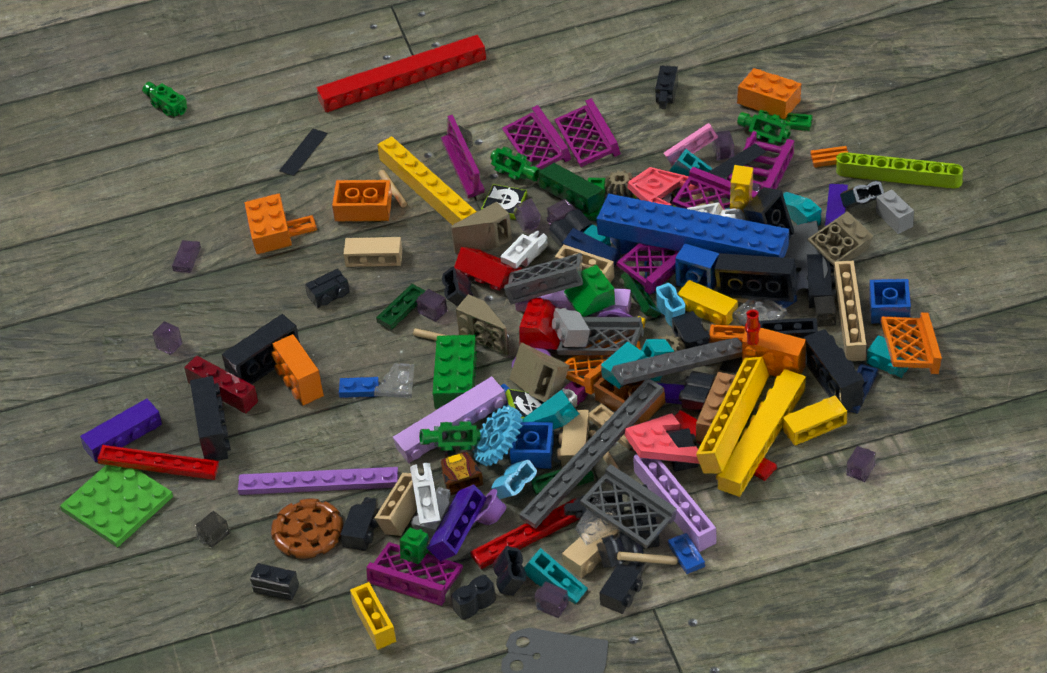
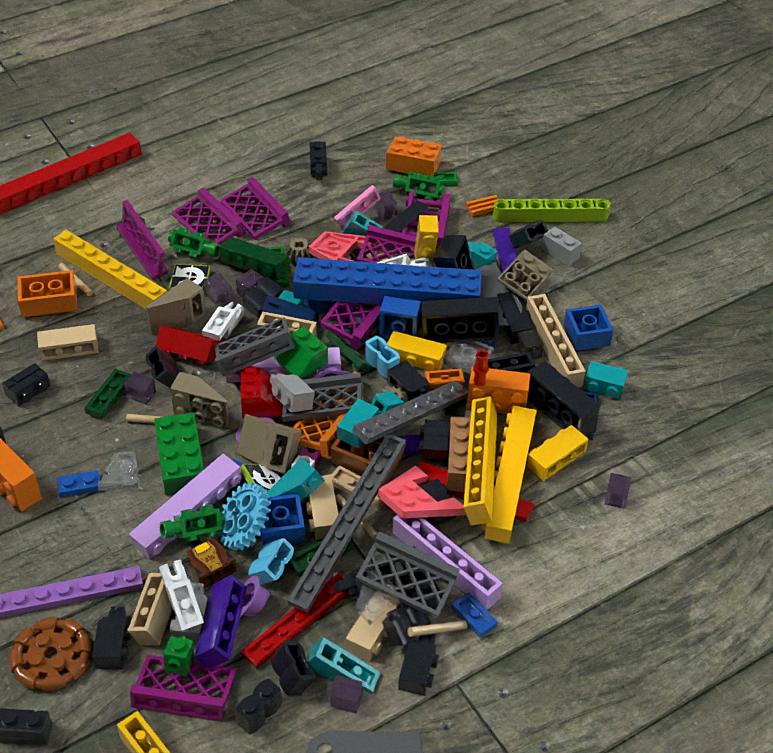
camera: 20 degrees left, 0 degrees up
(926, 341) = (634, 358): orange fence -> none

